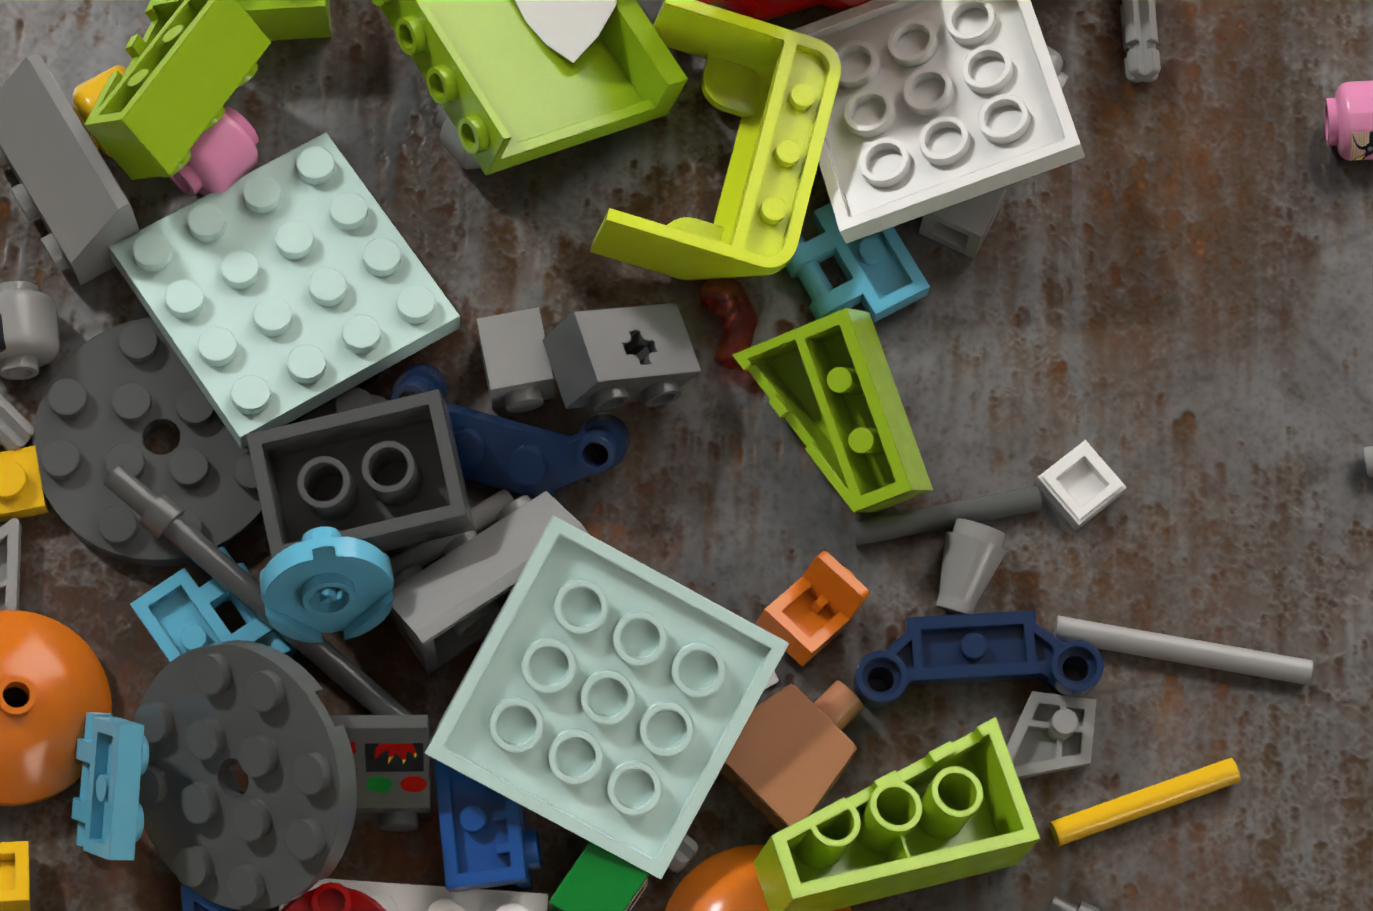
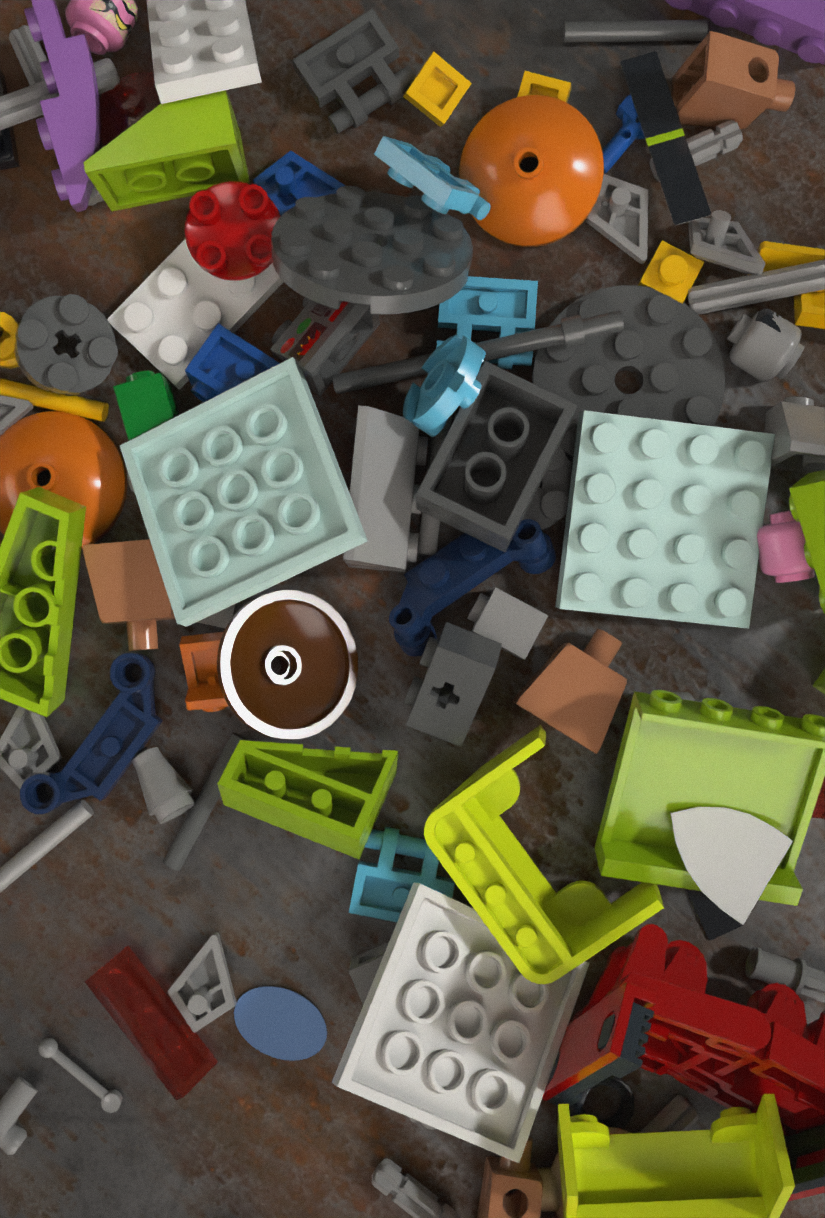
camera: 135 degrees right, 15 degrees up
(527, 243) = (577, 690): none -> nougat torso
(737, 315) = (427, 780): clear red arm -> none
(741, 526) = (315, 661): none -> reddish brown dish
(1080, 485) = (158, 897): white tile -> none
(1094, 275) = (280, 1023): none -> medium blue sticker
(1122, 370) = (204, 986): none -> light grey piece
(1198, 389) = (151, 1022): none -> clear red plate
(1310, 374) = (111, 1098): none -> light grey hinge

